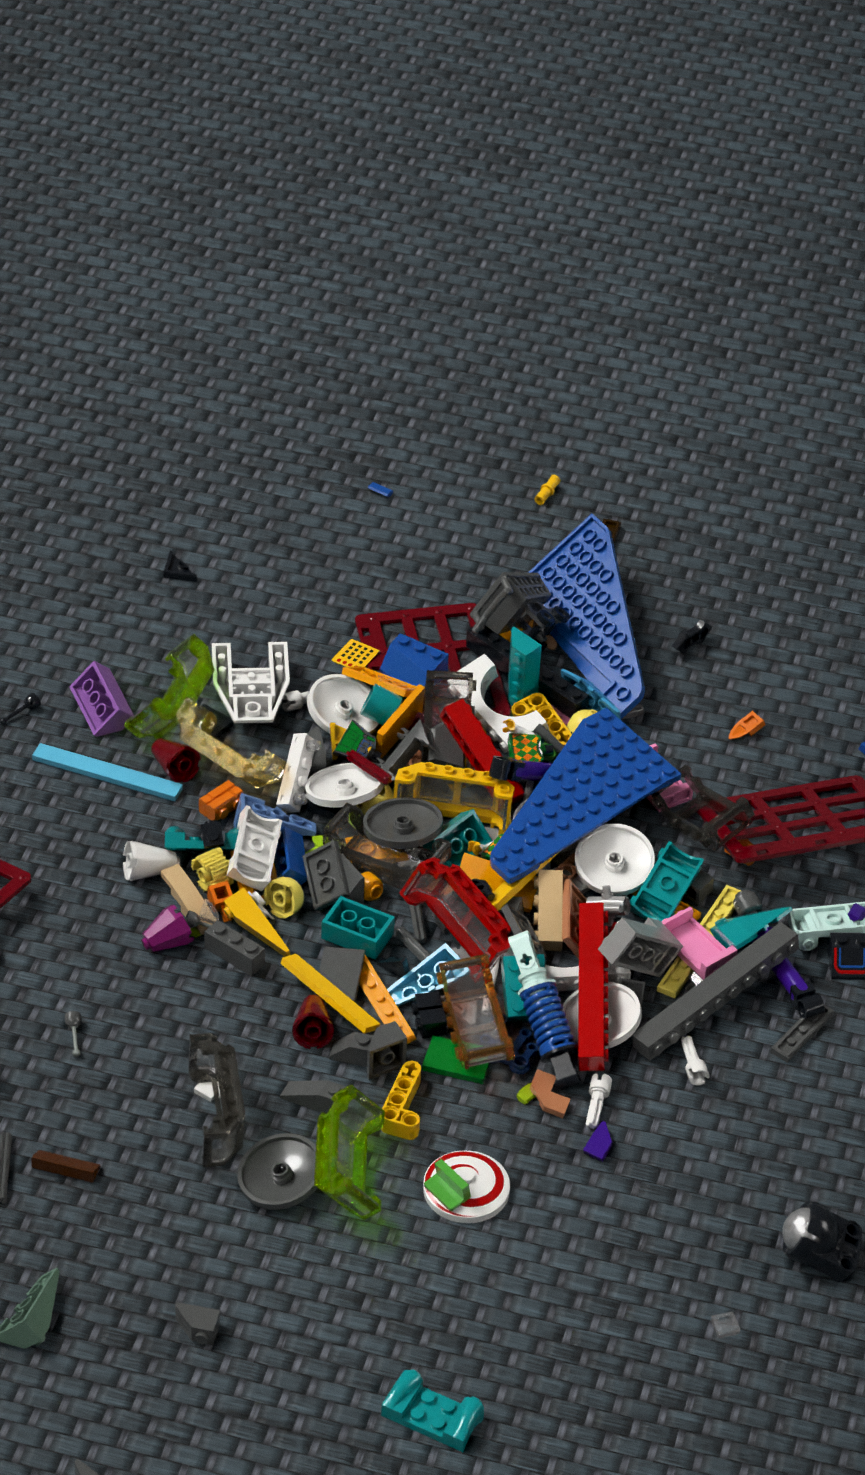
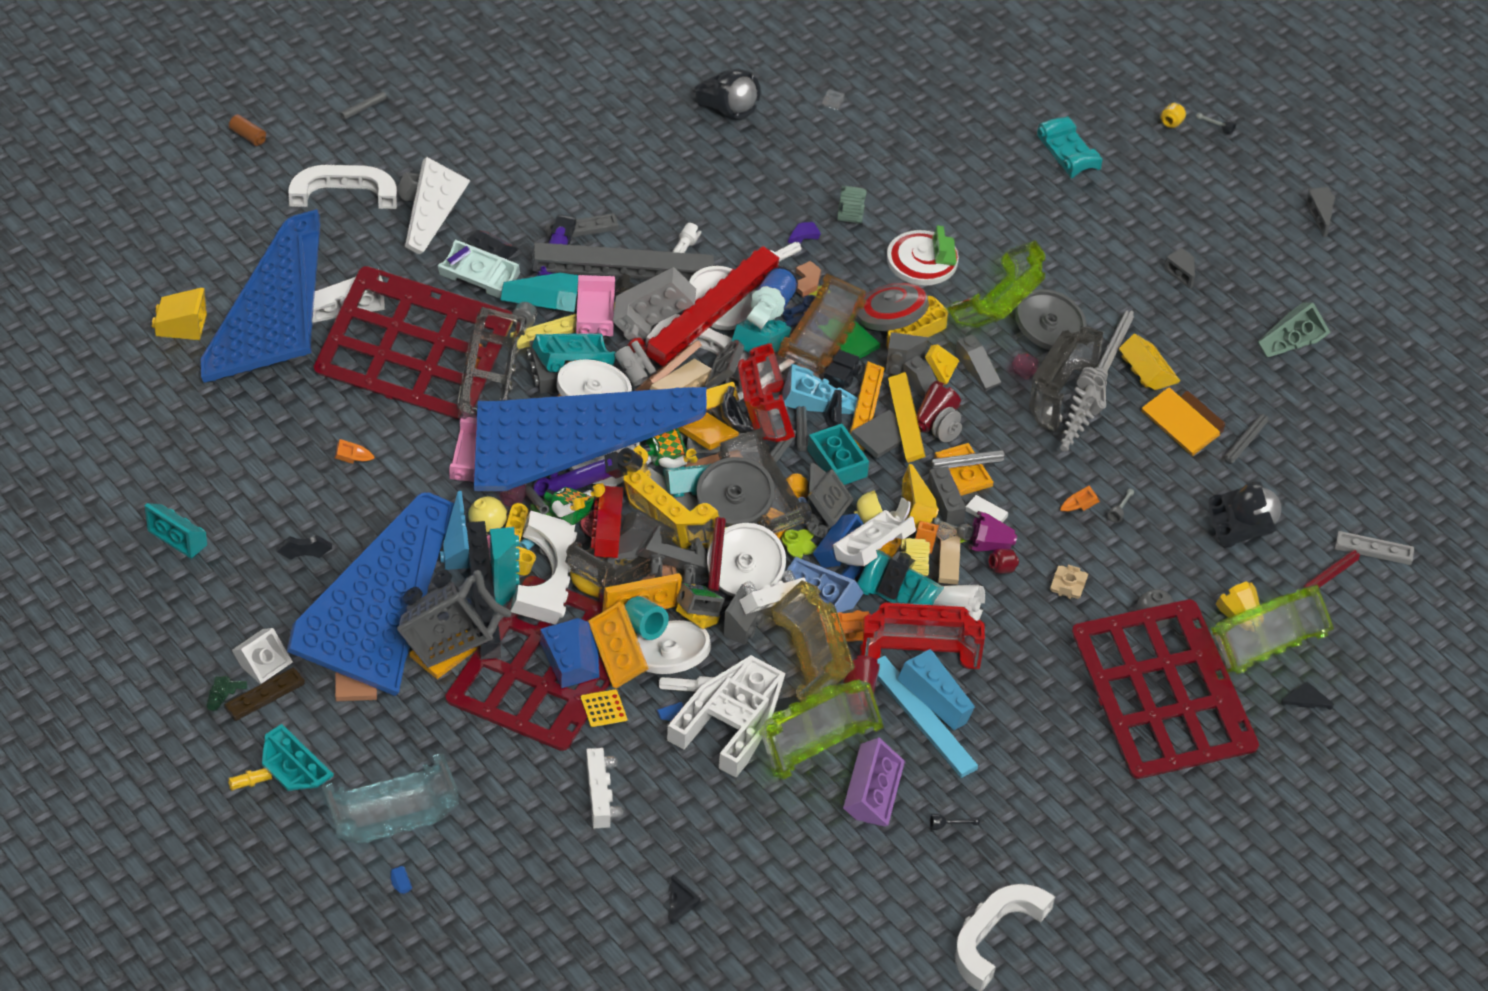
camera: 145 degrees left, 5 degrees up
(76, 942) = (1069, 581): none -> tan piece
(78, 1144) = (1180, 421): none -> light orange tile
(109, 783) = (937, 689): none -> dark azure wedge
(113, 1015) = (1082, 499): none -> orange plate
(138, 919) = (1003, 561): none -> dark red head
(149, 809) = (924, 629): none -> red windscreen
(151, 1189) = (1148, 363): none -> yellow slope
(189, 1129) = (1093, 386): none -> light grey piece
(191, 963) = (979, 504): none -> white tile
(243, 989) = (968, 459): none -> axle
(243, 992) = (967, 478): none -> light orange tile
(267, 1114) = (1025, 365): none -> clear pink head
(287, 1009) = (947, 425): none -> light grey piece
(302, 598) = (599, 793): none -> white piece
(302, 680) = (669, 712): none -> blue piece
(345, 1062) = (941, 363): none -> yellow wing
(439, 509) = (393, 804): none -> clear light blue windscreen
(440, 1097) = (893, 306): none -> dark grey dish
(523, 503) = (292, 762): none -> teal wedge
(579, 1183) = (851, 204): none -> sand green brick
(632, 526) = (221, 689): none -> clear green piece
(635, 558) = (262, 655): none -> white slope
(797, 596) = (175, 529): none -> teal slope

